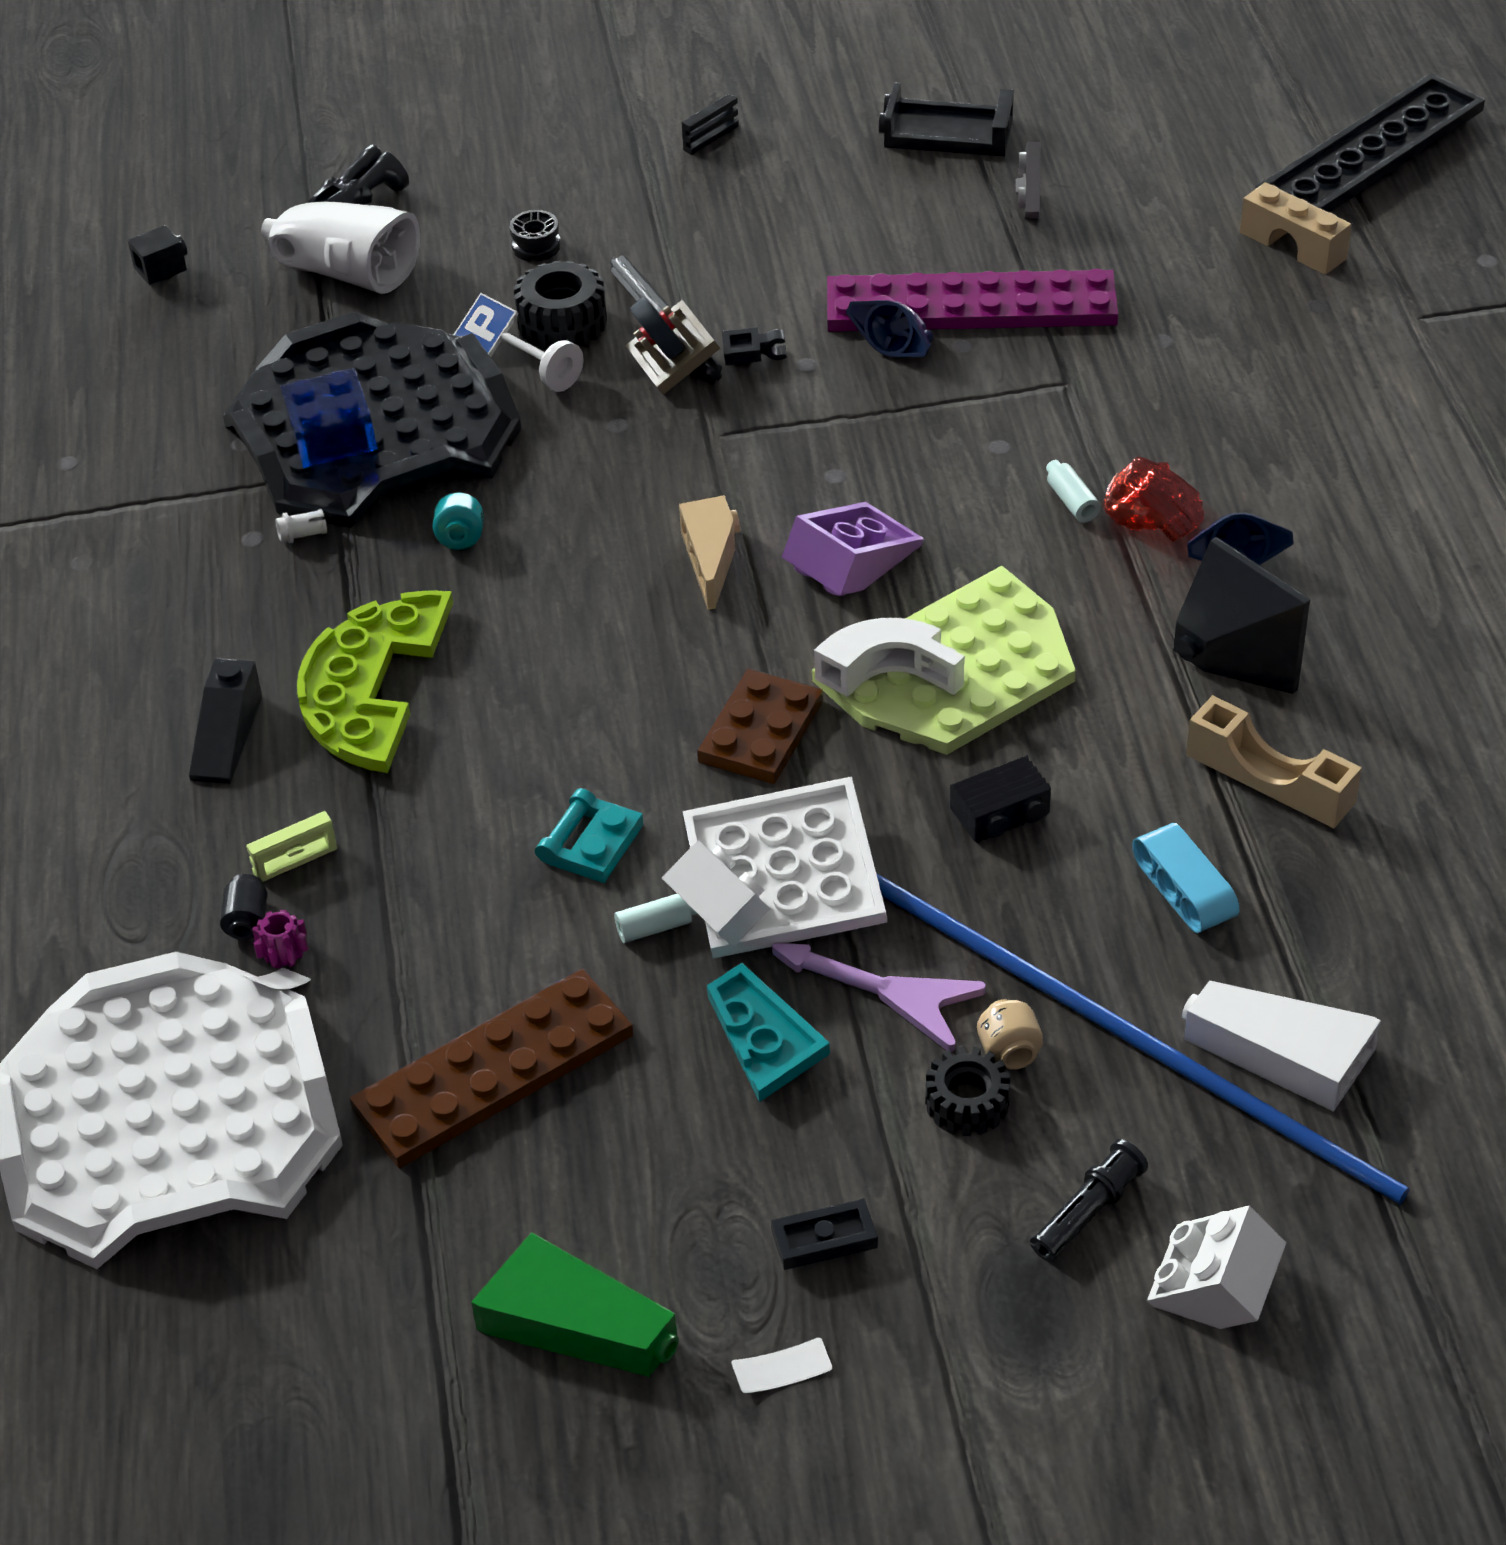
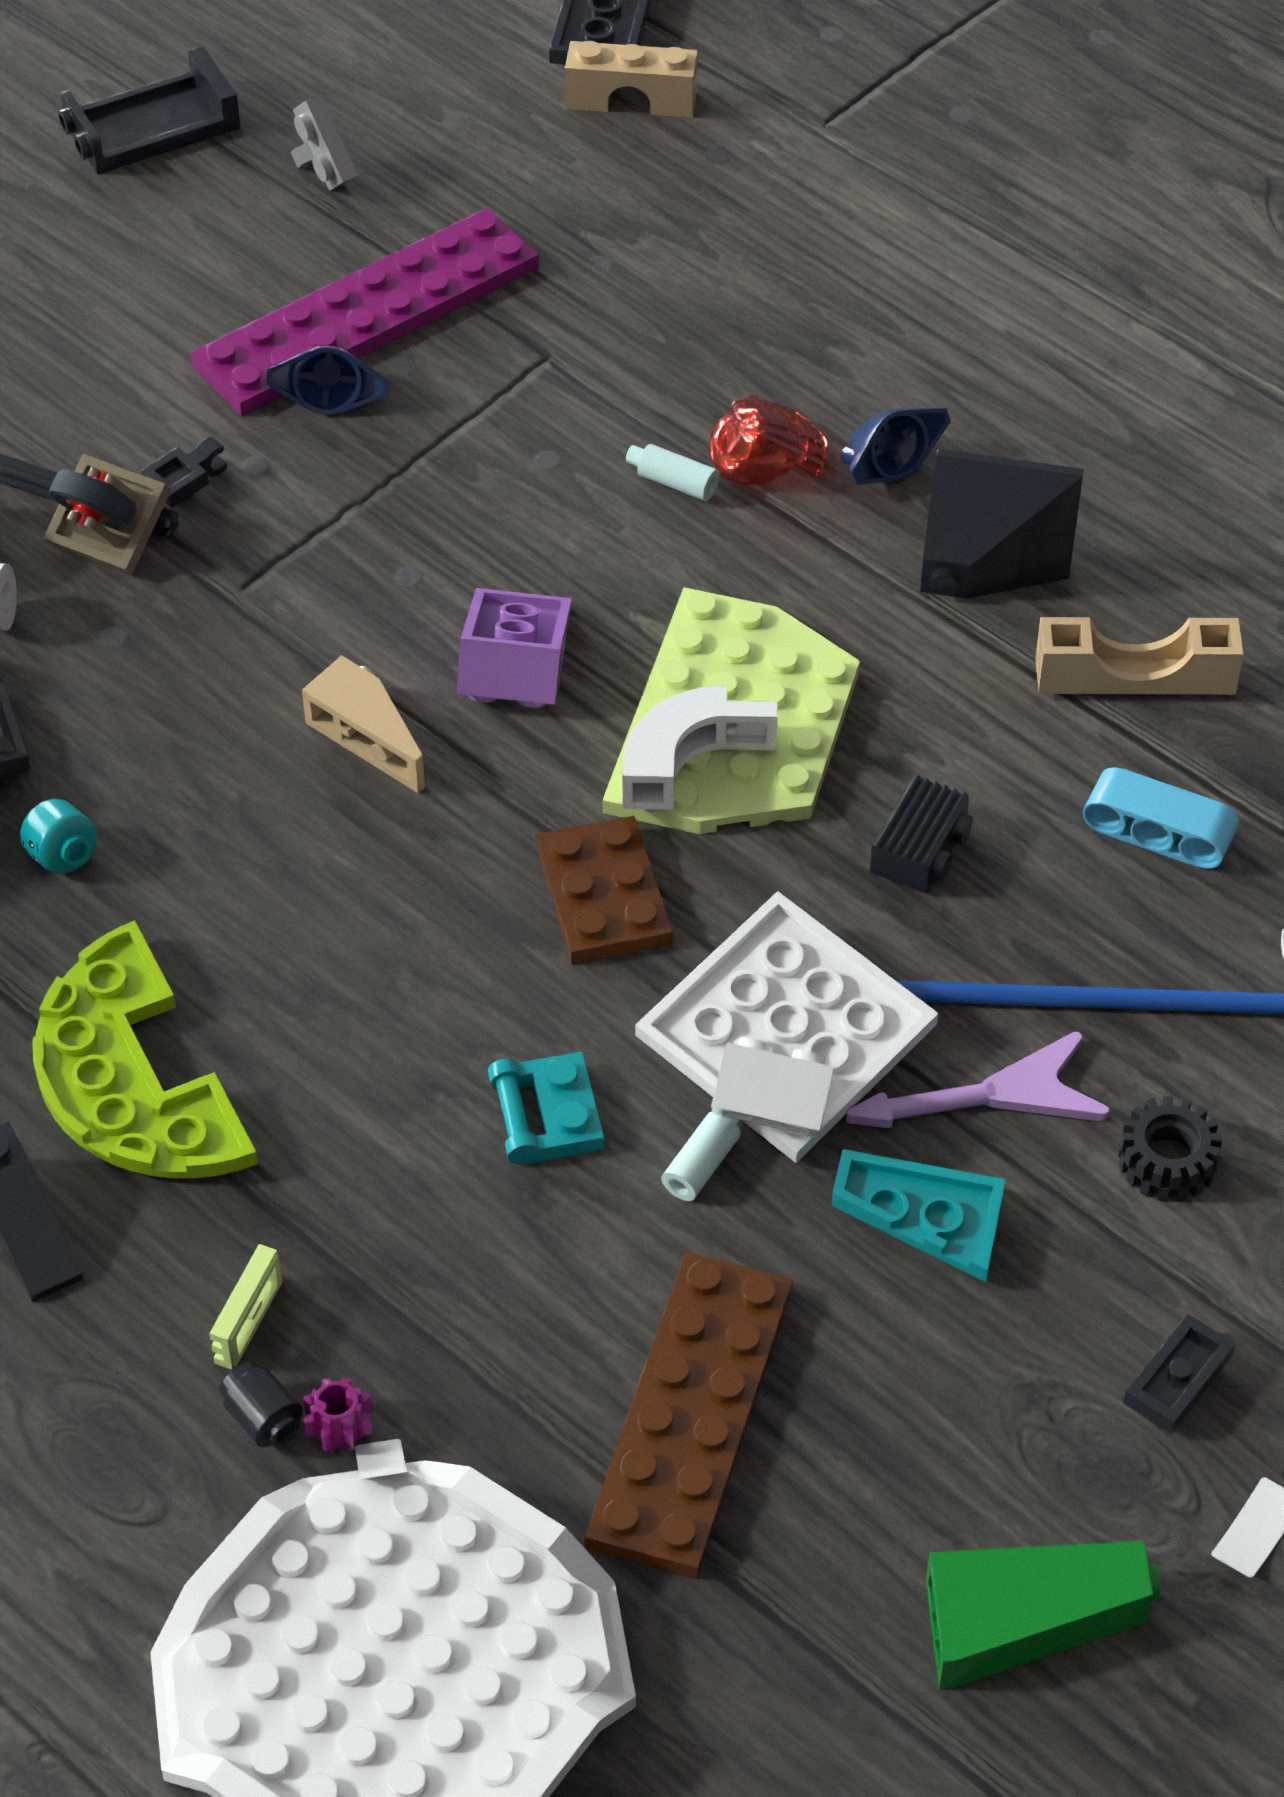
camera: 40 degrees left, 5 degrees up
(1010, 1033) = (1160, 1066): tan head -> none

